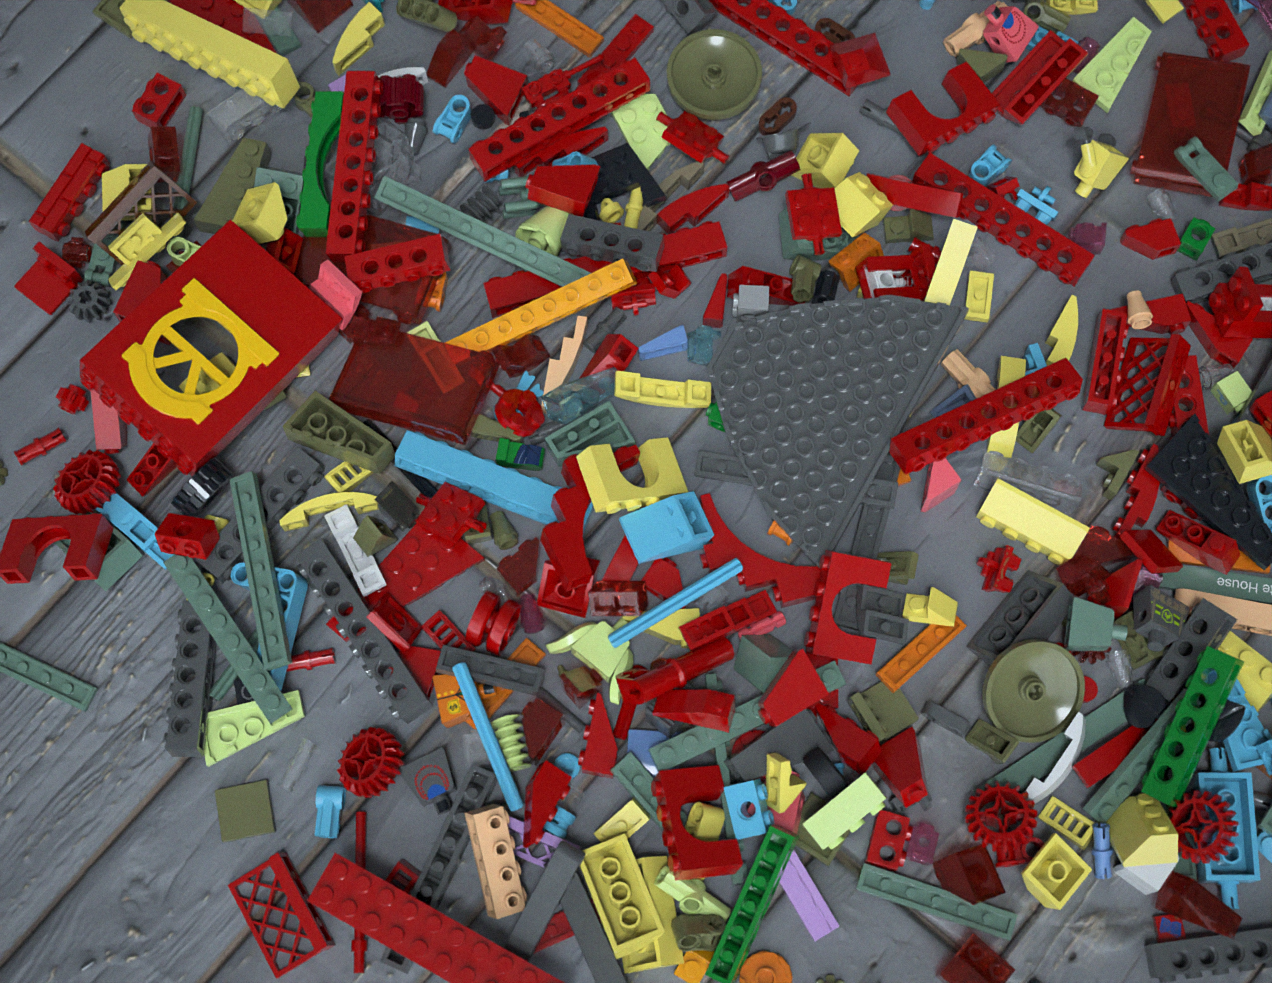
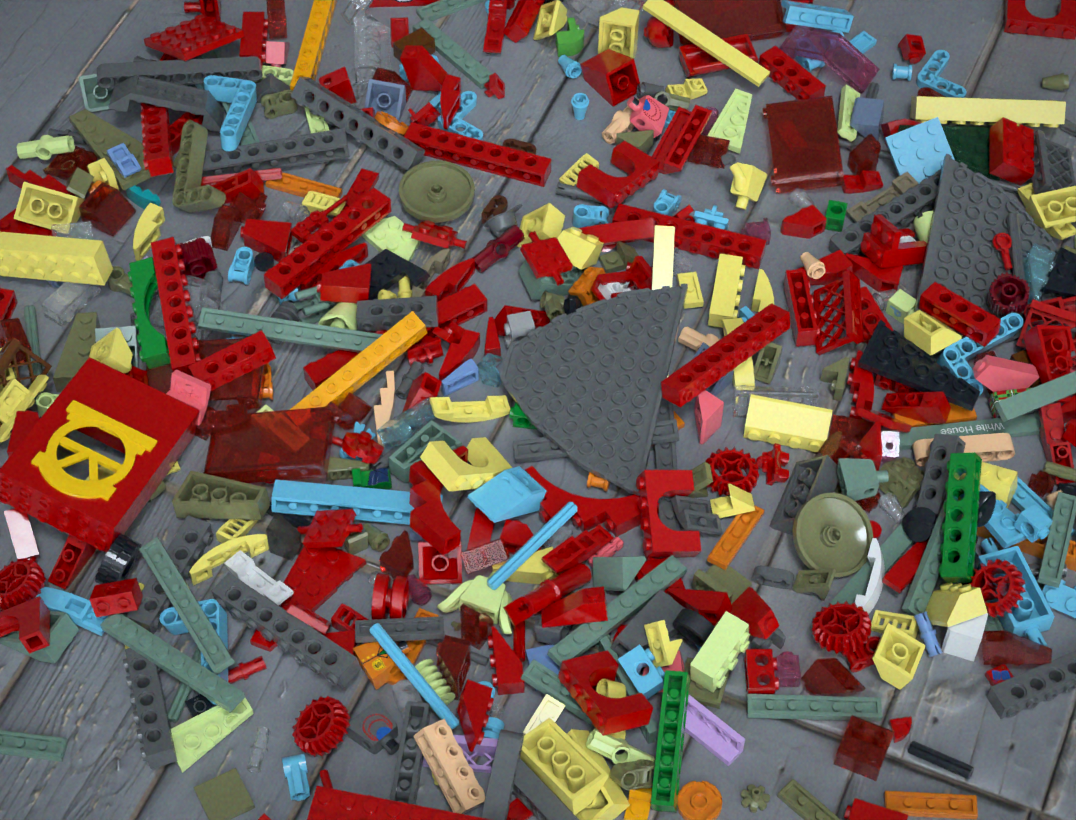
camera: 20 degrees left, 20 degrees down
(374, 535) = (270, 562): olive slope -> none
(563, 45) = (318, 201): none -> light yellow slope
(672, 313) = (460, 353): none -> red slope
(791, 690) = (647, 576): red slope -> none
(859, 60) = (544, 156): red slope -> none
(892, 159) = (589, 215): none -> medium azure piece
(902, 78) = (583, 162): none -> light yellow slope
(947, 574) = (730, 466): none -> red gear
(1020, 312) = (725, 289): none -> light yellow brick
(1028, 956) = (901, 727): none -> red tile
(1158, 617) = (906, 458): dark grey torso -> none
(1206, 169) = (825, 164): sand green plate -> none

